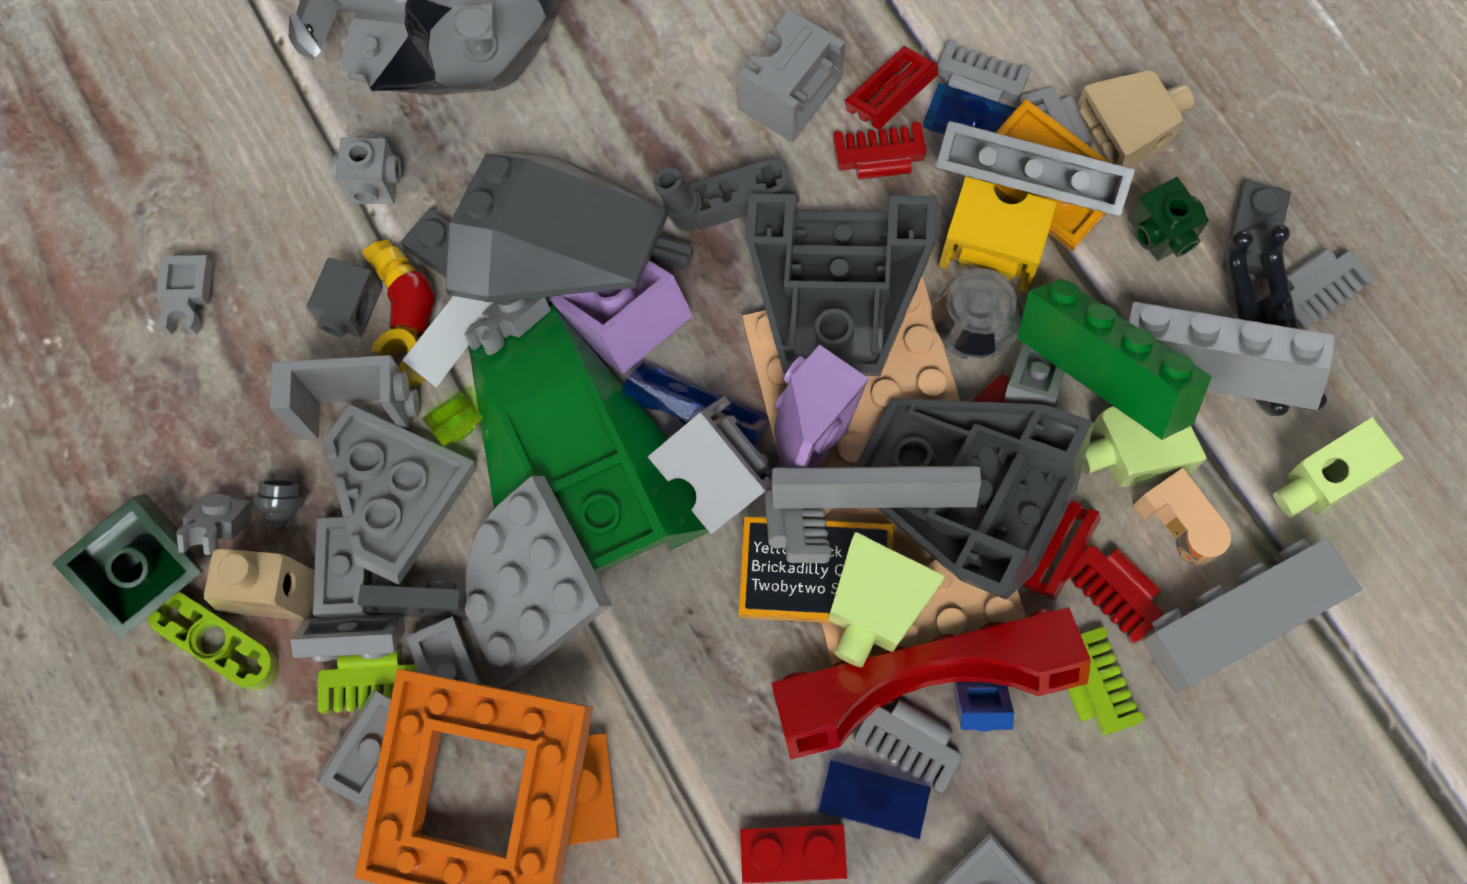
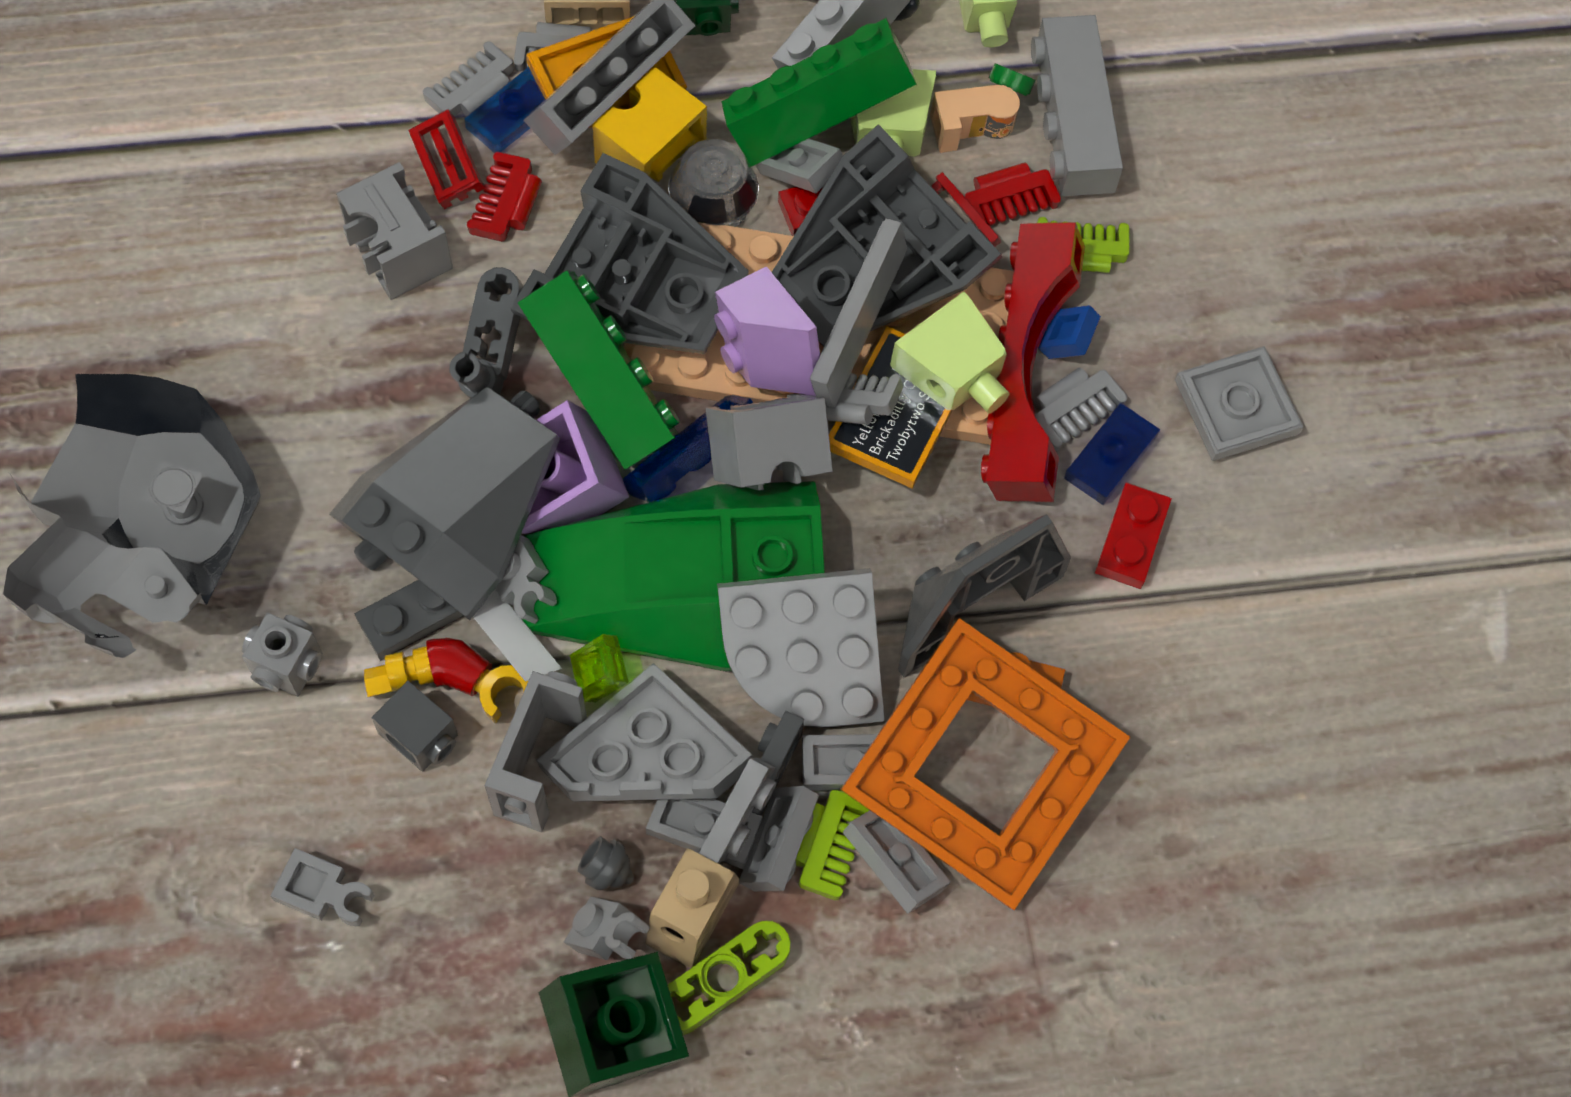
camera: 75 degrees left, 5 degrees down
(351, 586) = (750, 791): none -> light grey plate
(656, 713) = (1025, 556): none -> dark grey wedge
(720, 289) = (599, 367): none -> green brick
(1247, 539) = (1011, 79): none -> green tile

